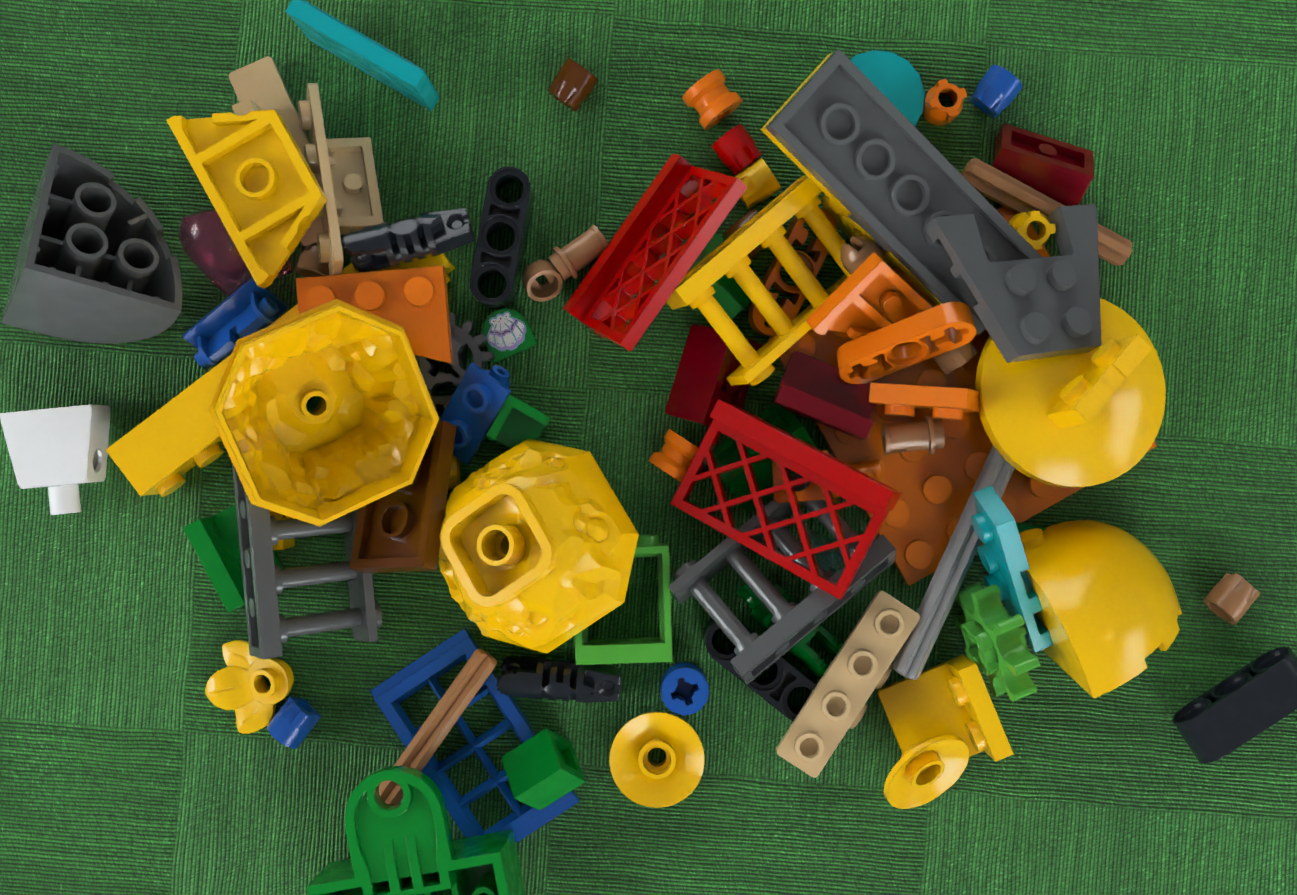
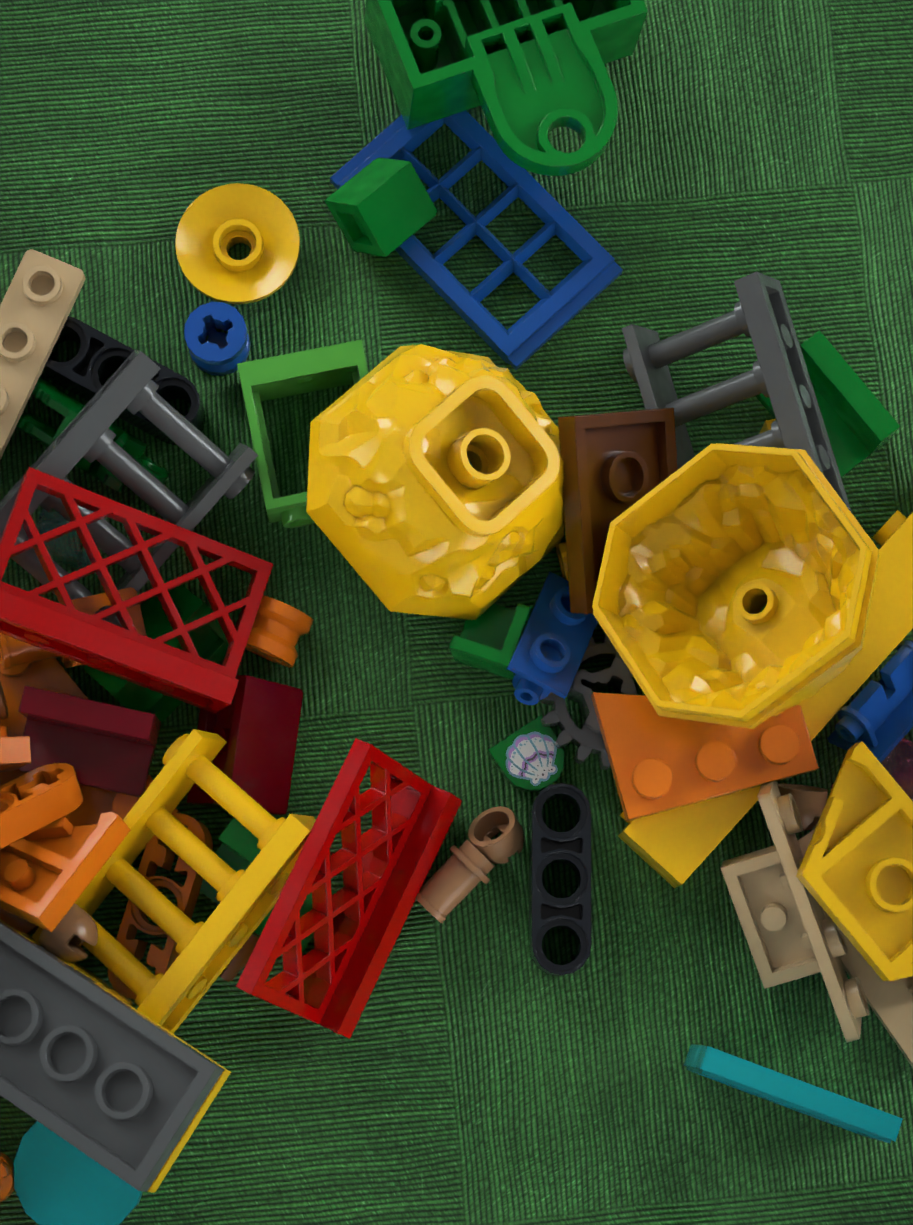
camera: 165 degrees right, 10 degrees down
(244, 688) = (782, 244): yellow plate -> none
(293, 722) = (711, 214): blue hose -> none
(388, 244) = (678, 846): black hinge -> none
(441, 720) = (521, 247): medium nougat axle -> none
(559, 679) = (383, 321): black hinge -> none
(572, 84) = (503, 1111): reddish brown hose -> none
(712, 99) = (307, 1124): orange wheel -> none
(736, 149) = (262, 1061): red hose -> none
(759, 182) = (229, 1019): yellow hose -> none

